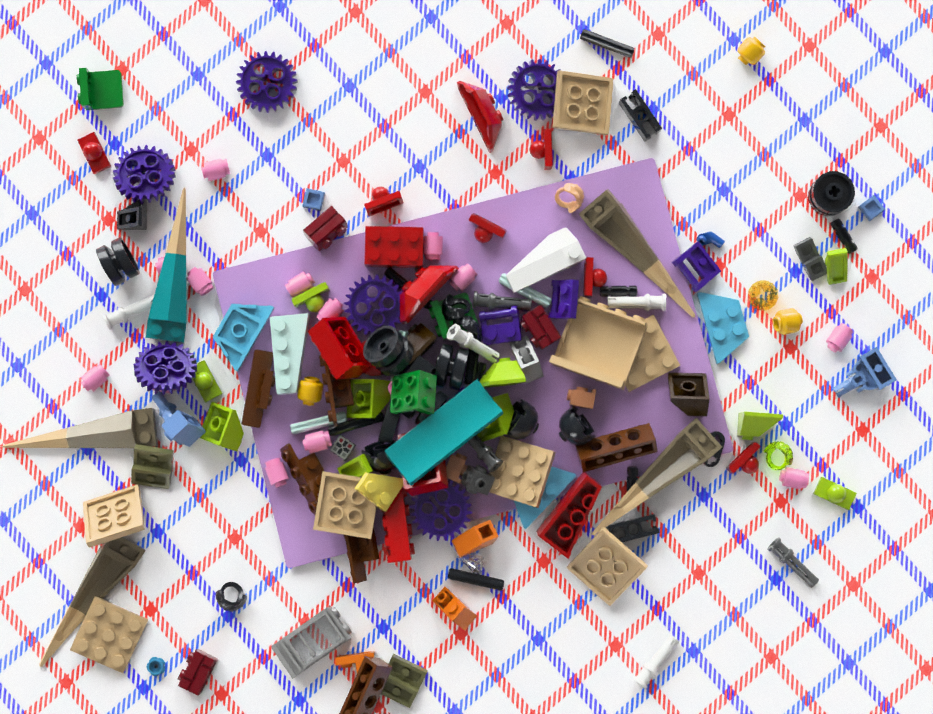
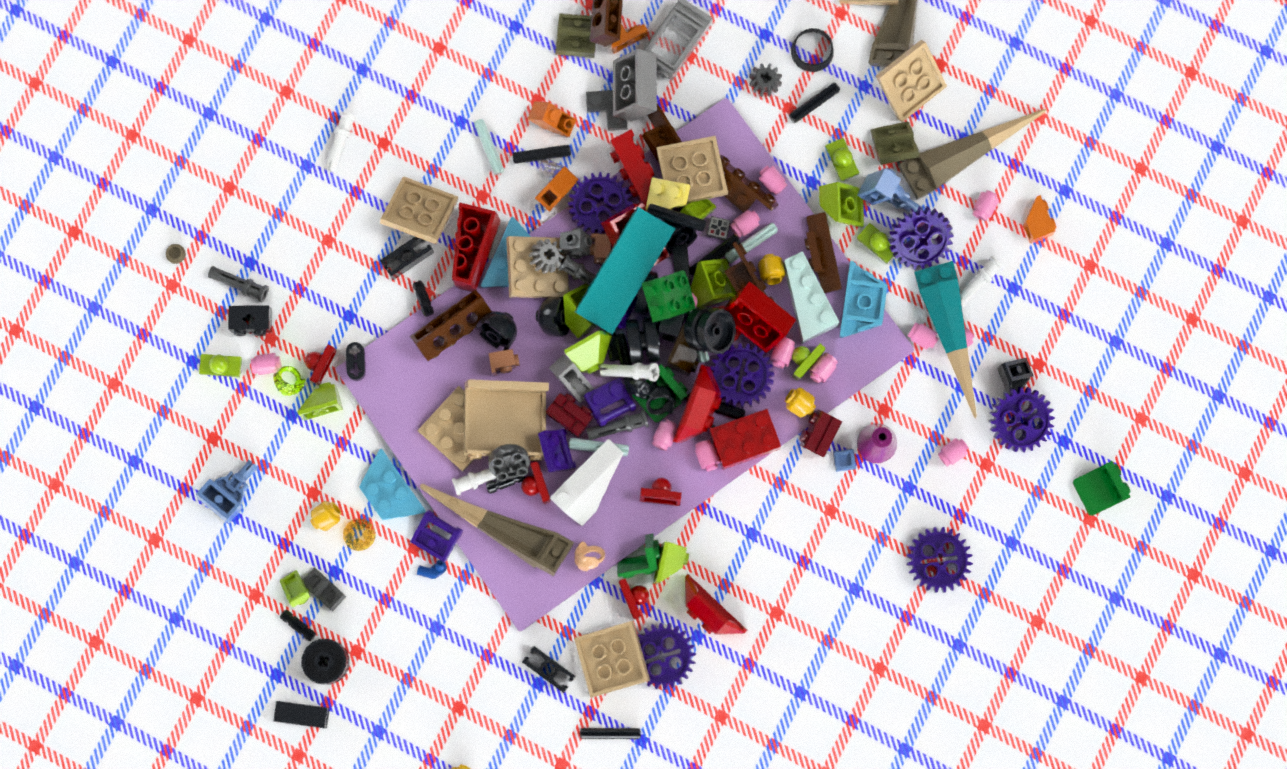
camera: 160 degrees right, 5 degrees down
(54, 345) = (1038, 222): none -> orange slope
(94, 153) = (1080, 424): red tile -> none
(118, 262) = (1010, 322): black wheel -> none
(204, 570) = (811, 67): none -> black tyre
(205, 470) = (842, 159): none -> lime tile
(209, 533) = (814, 102): none -> black axle
(227, 605) = (779, 46): black piece -> none
(252, 570) = (758, 77): none -> dark grey gear
(279, 203) = (874, 449): none -> magenta cone
(332, 261) = (800, 402): none -> yellow head
(367, 608) = (634, 85): none -> light grey brick
(378, 464) = (676, 217): none -> black axle
(382, 201) = (775, 484): red tile -> none
(393, 603) = (603, 102): none -> dark grey plate
(502, 166) = (671, 561): none -> lime slope
(509, 483) = (551, 251): none -> light grey gear
(521, 604) = (488, 146): none -> light aqua axle
(528, 174) = (640, 564): none -> green bracket
(610, 302) = (509, 462): none -> dark grey tile
(683, 454) = (384, 341): dark tan plate -> none
(689, 392) = (399, 406): dark brown slope -> none
(783, 524) = (240, 314): none -> black brick
(839, 338) = (267, 519): bright pink brick -> none
(841, 612) = (175, 253): none -> dark tan plate
(867, 157) = (301, 714): none -> black piece
(871, 208) = (279, 665): medium blue tile -> none

